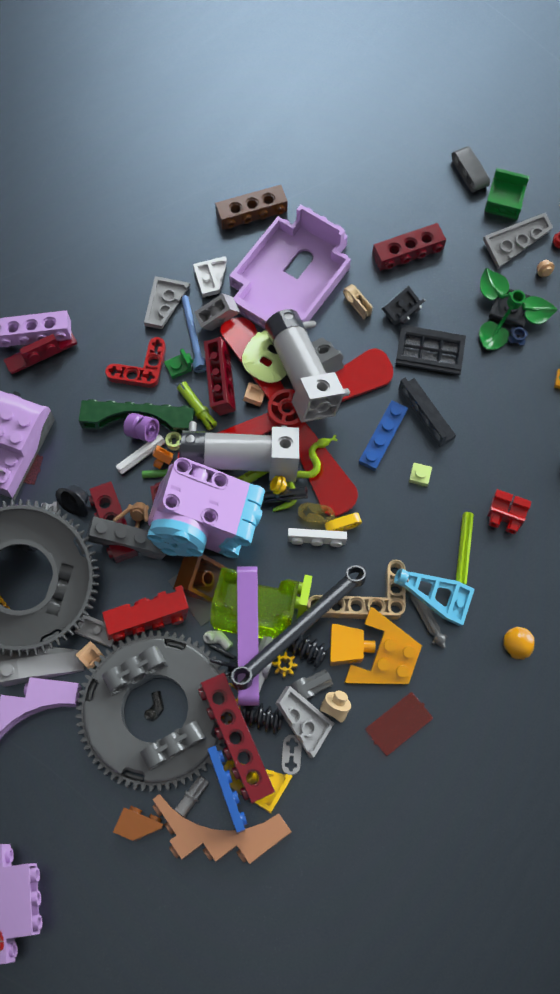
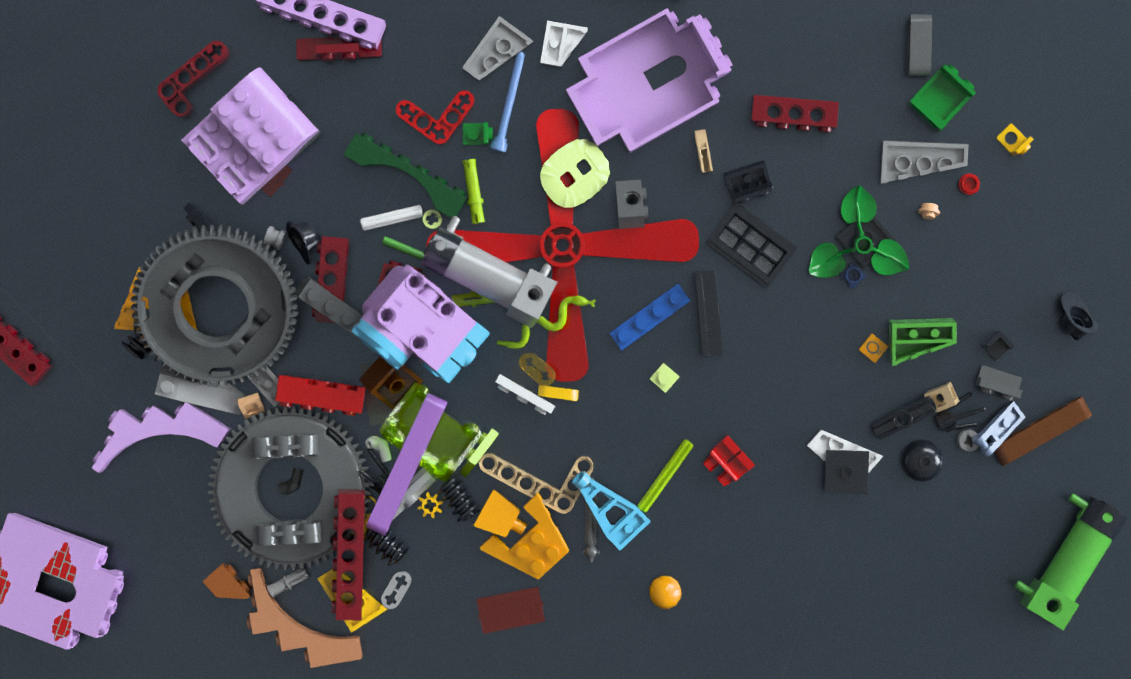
camera: 30 degrees right, 20 degrees up
(137, 511) = (360, 282): medium nougat plant -> none
(141, 427) = (404, 192): medium lavender wheel -> none
(161, 456) = (411, 233): orange tile -> none
(217, 312) = (542, 97): light grey brick -> none
(219, 376) = (511, 172): dark red brick -> none
(231, 798) = (319, 605): blue plate -> none
(253, 394) = (537, 208): light nougat plate -> none
(278, 484) = (510, 326): yellow plate -> none
(288, 495) = (515, 337): black pin -> none
(298, 627) = (459, 481): black piece -> none
(305, 720) = (422, 567): light grey wing -> none
(312, 685) = (445, 536): dark grey piece -> none
(316, 392) = (595, 244): light grey piece -> none
(336, 705) = (458, 566): tan piece -> none

